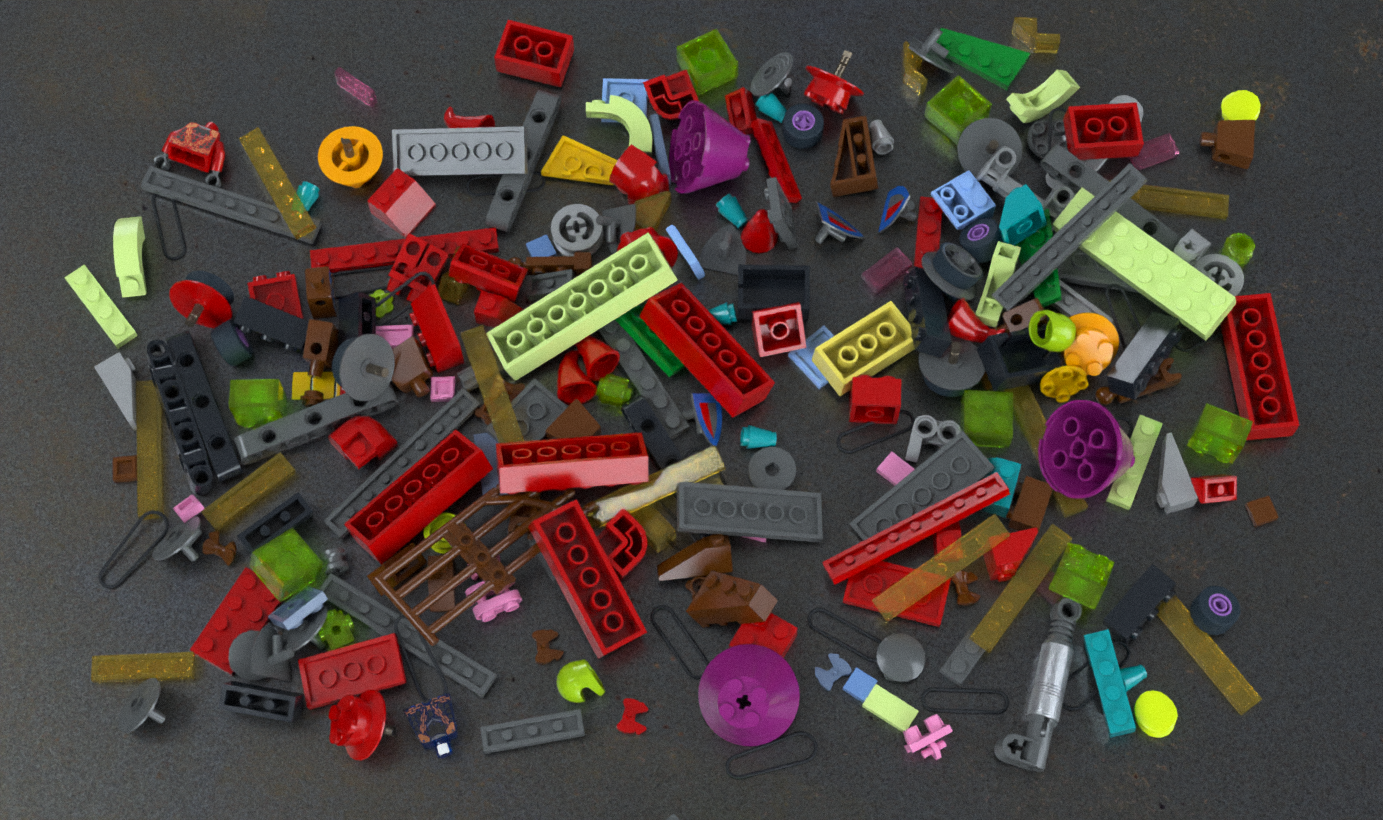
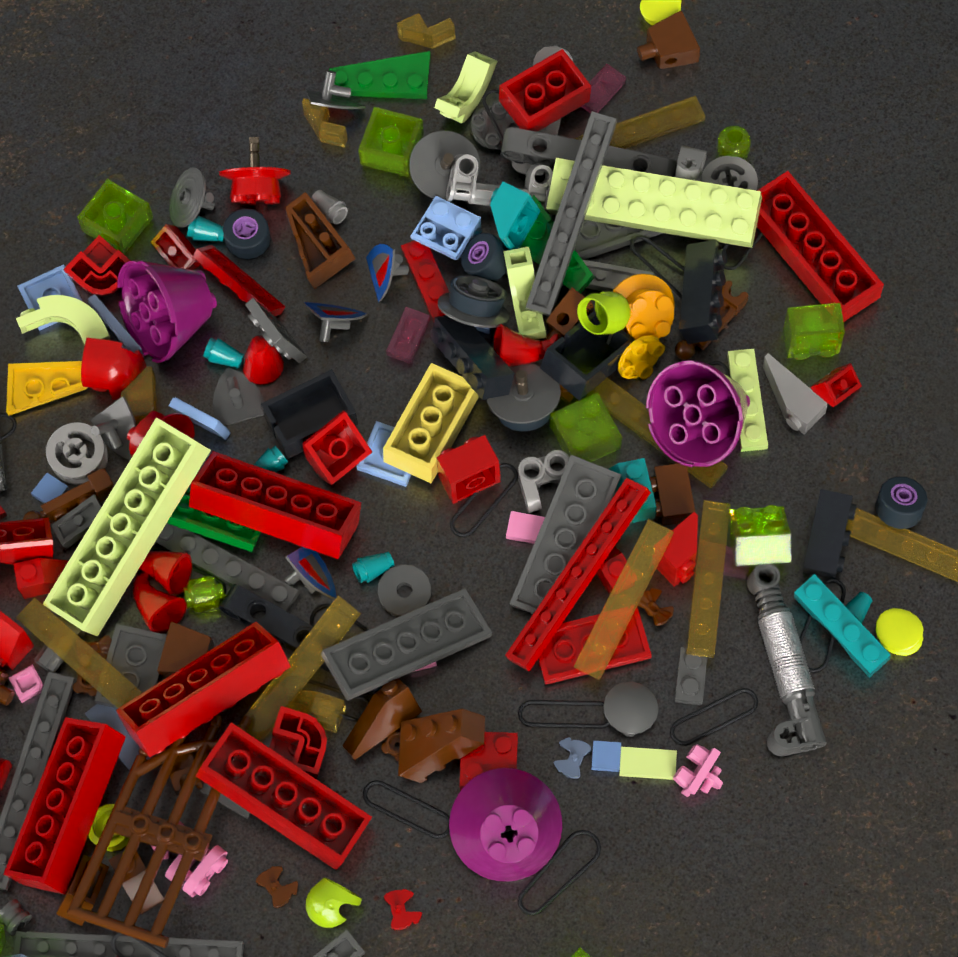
camera: 25 degrees left, 0 degrees up
(1261, 511) = (891, 385): reddish brown tile -> none

